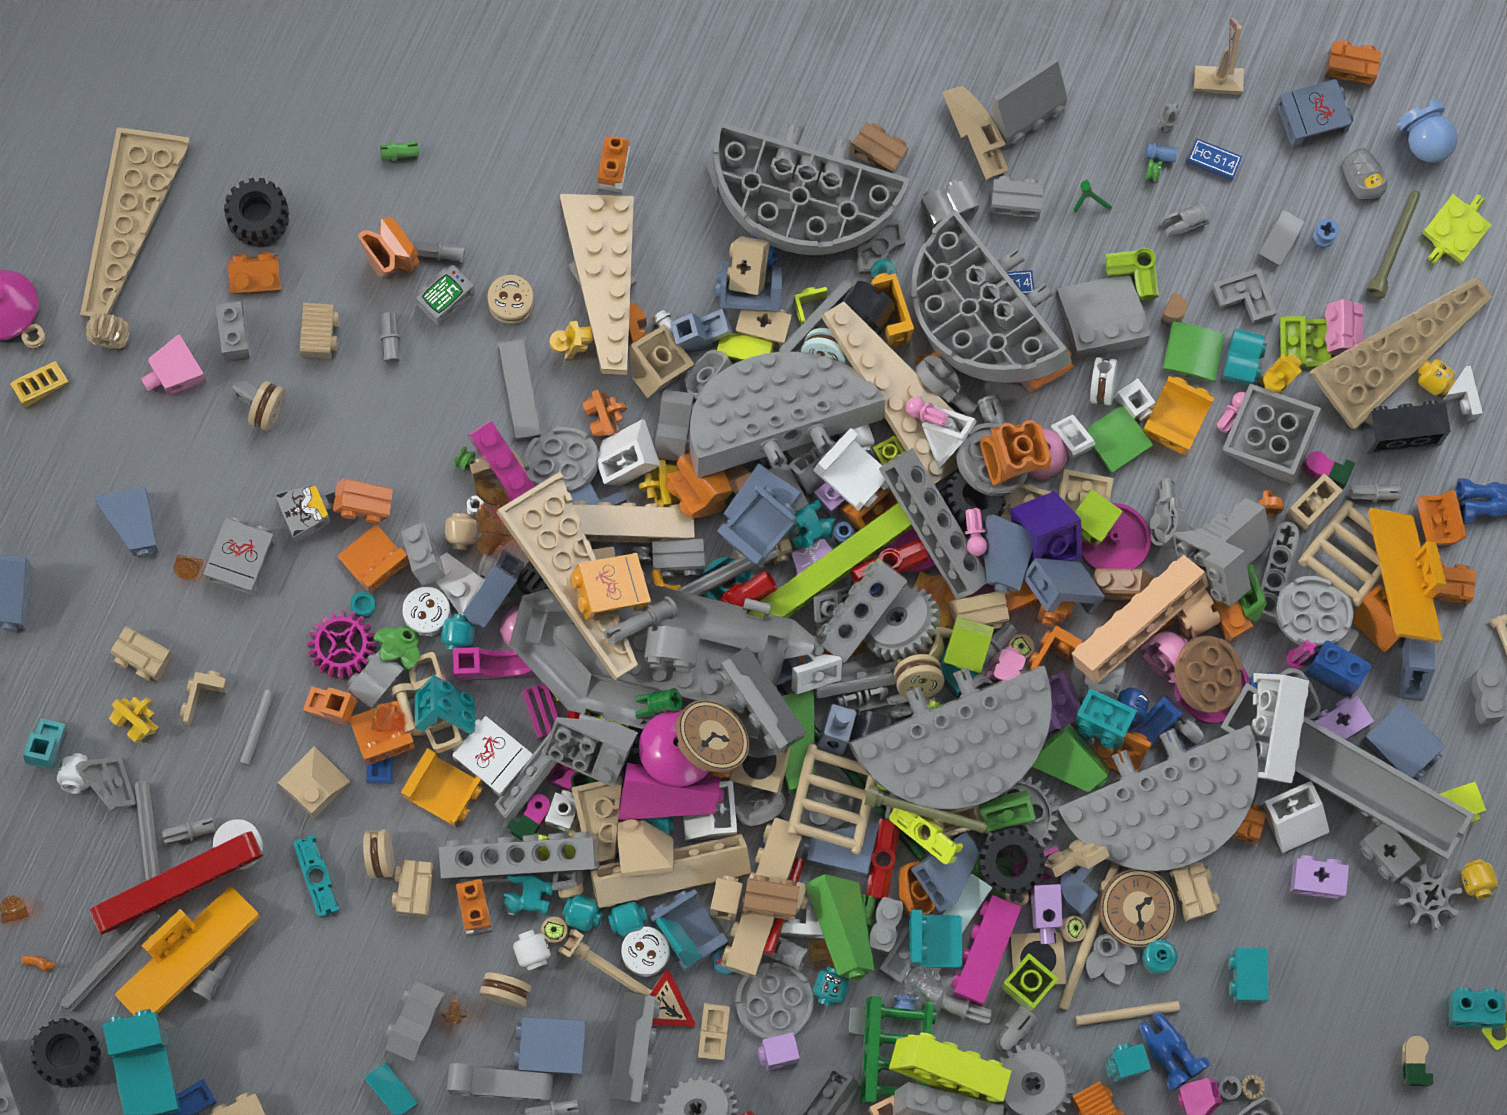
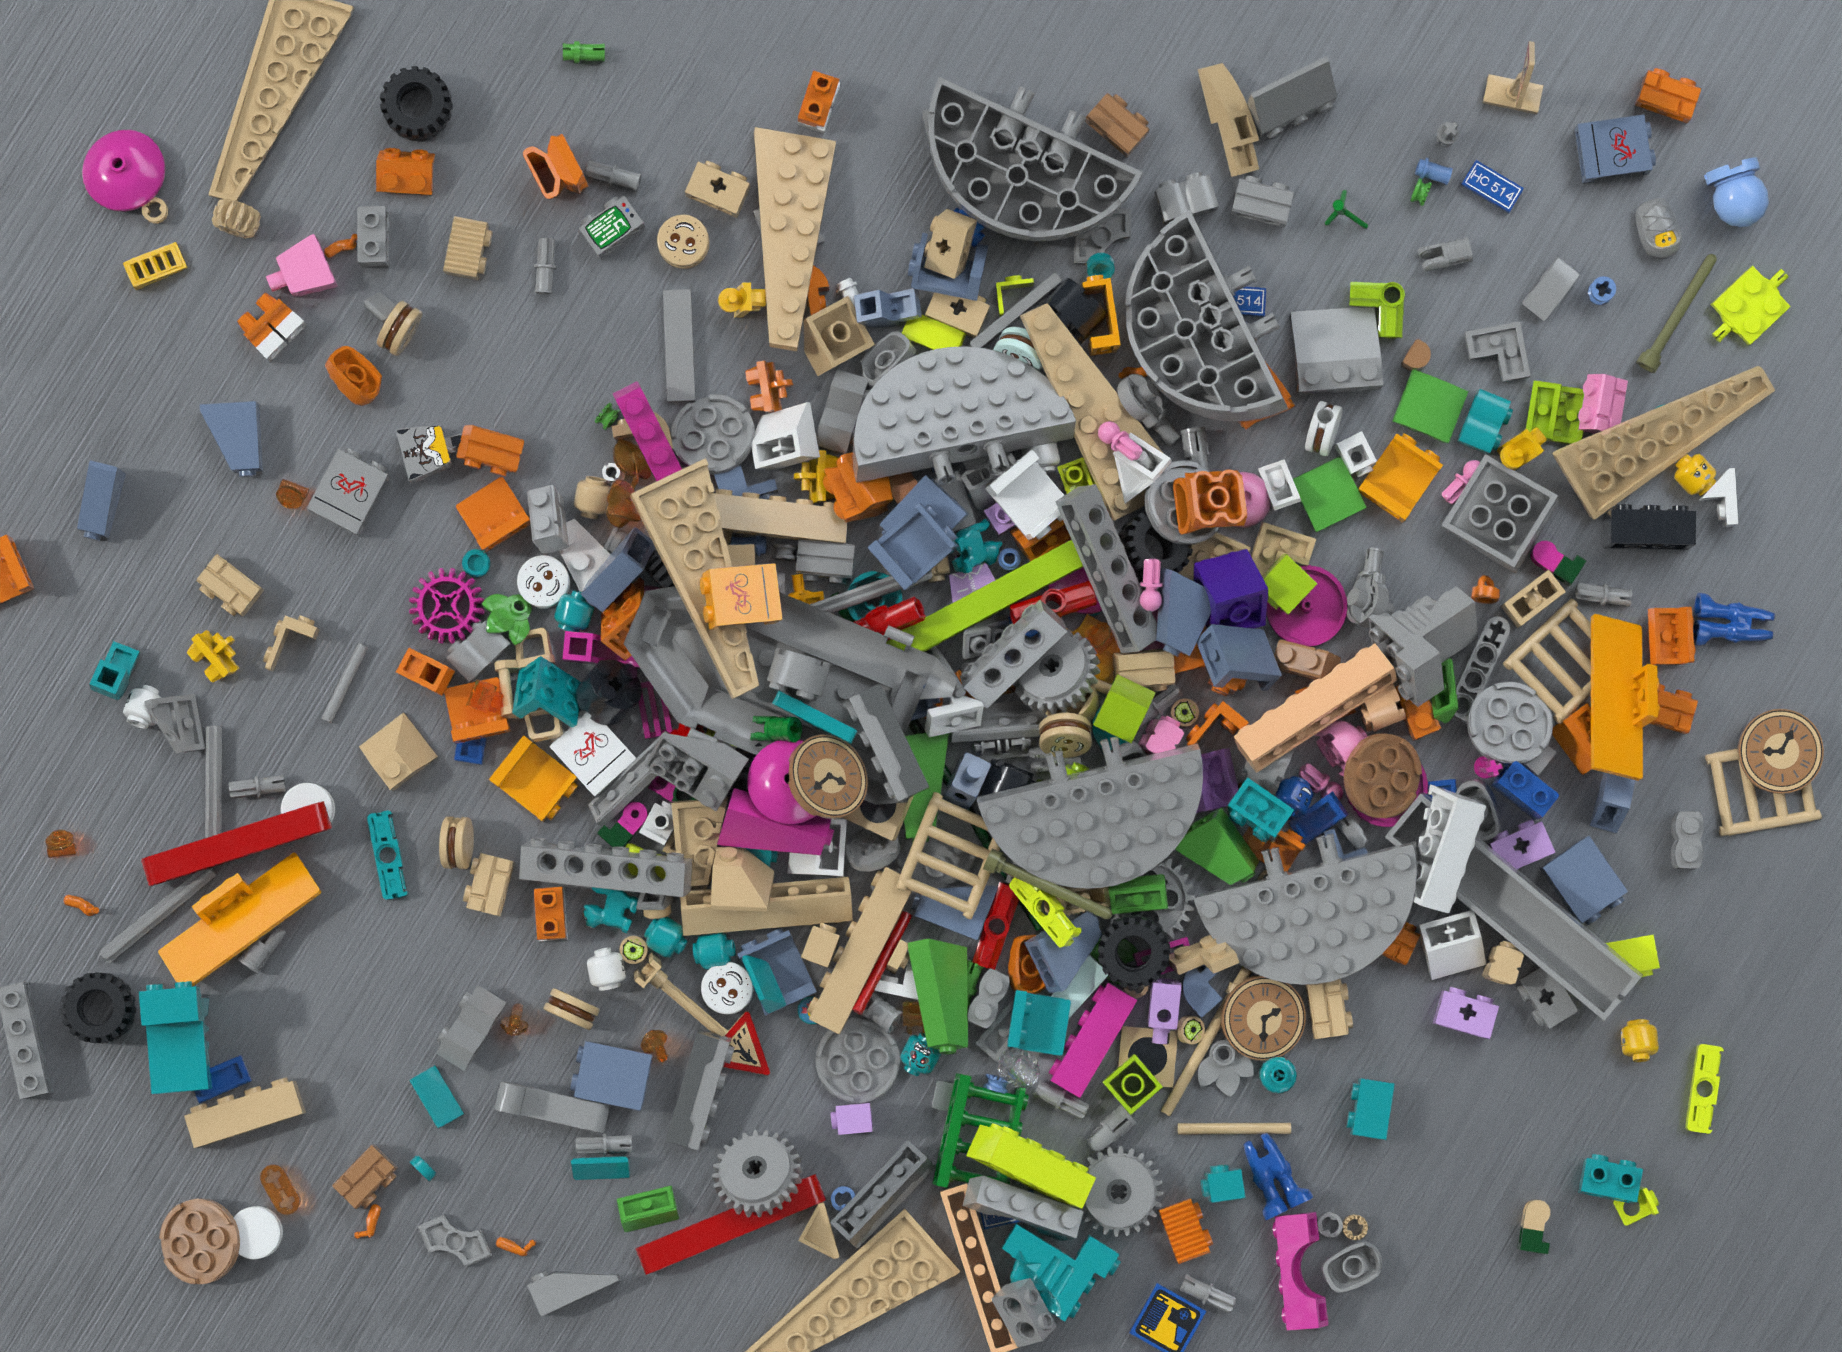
camera: 15 degrees right, 10 degrees up
(152, 423) = (275, 315): none -> hips
(205, 344) = (341, 245): none -> orange piece
(231, 453) = (354, 375): none -> orange piece
(499, 632) = (619, 617): none -> orange bracket
(500, 698) = (609, 691): none -> black brick
(544, 259) = (726, 201): none -> tan brick
(585, 1011) = (654, 1042): none -> clear orange plate
(649, 617) = (780, 634): light grey pin -> none
(692, 686) = (814, 717): none -> teal piece
(714, 1031) = (788, 1083): tan slope -> none
(771, 898) = (868, 956): medium nougat brick -> none
(1150, 689) = (1319, 781): none -> bright pink axle
(1346, 827) = (1503, 963): none -> tan brick
(1439, 898) = (1571, 1042): light grey gear -> none

